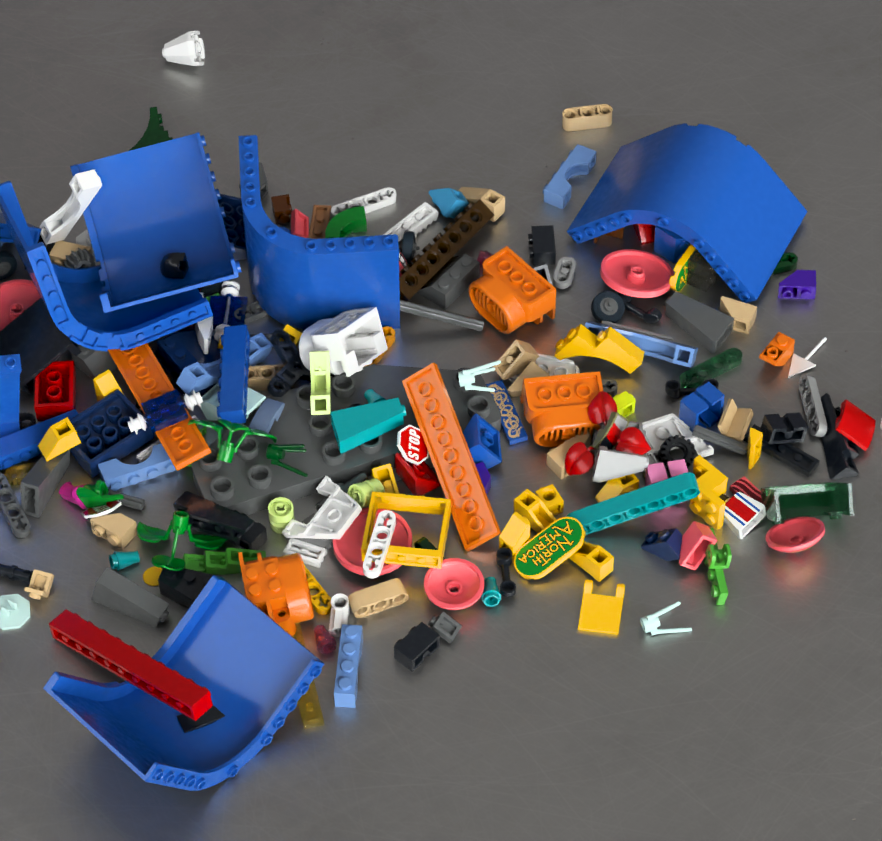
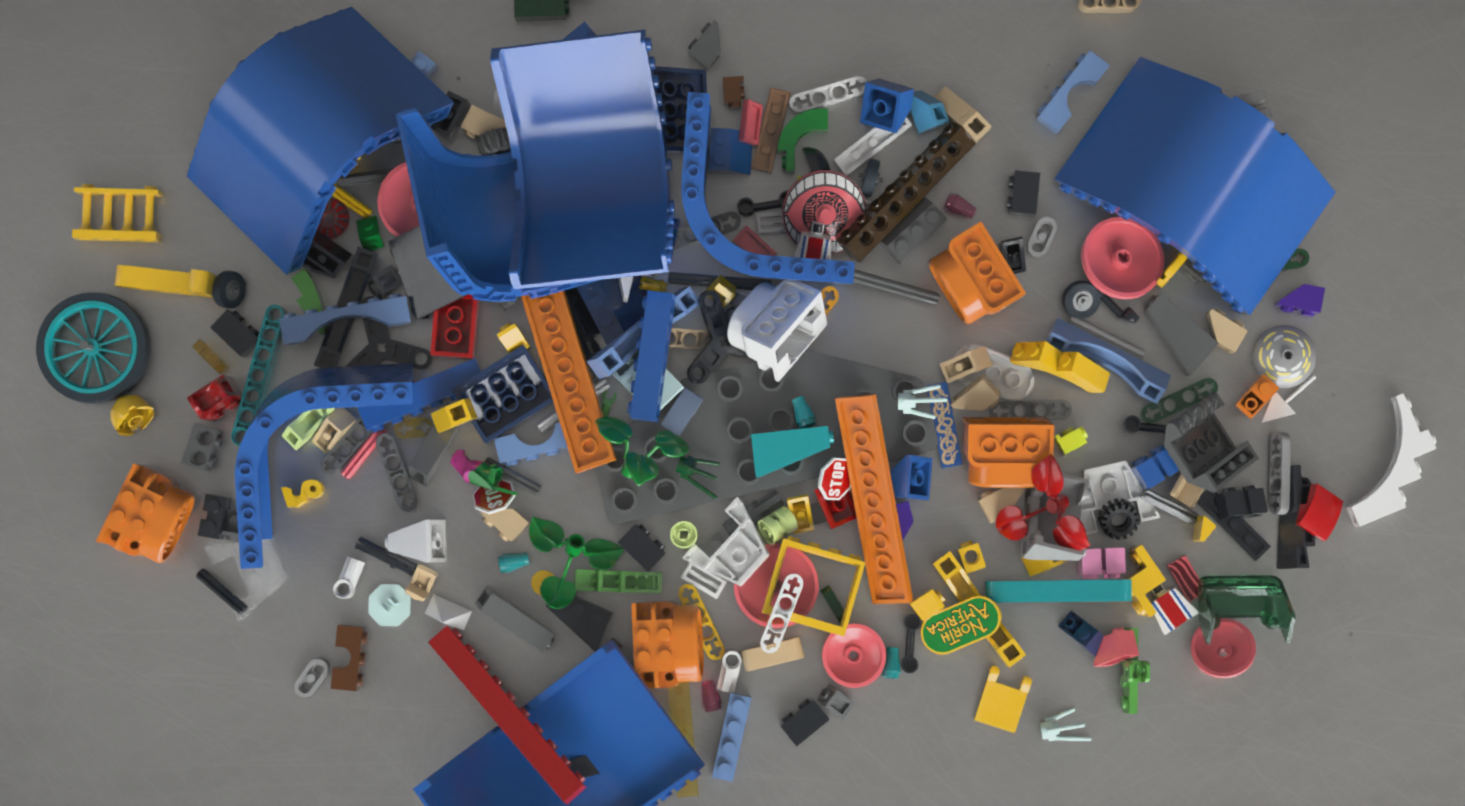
camera: 10 degrees right, 35 degrees up
(35, 550) = (420, 541): none -> white slope
(58, 225) = (500, 105): white arch -> none
(58, 605) = (448, 612): none -> white slope
(164, 411) = (571, 397): clear blue plate -> none
(174, 265) = (600, 181): black brick -> none
(212, 517) = (609, 532): black wedge -> none
(320, 383) = (744, 394): yellowish green arch -> none
(412, 196) = (885, 104): none -> blue slope
(608, 436) = (1047, 512): slope -> none
(725, 373) = (1204, 448): none -> dark grey slope
(797, 324) = (1270, 360): none -> light grey dish

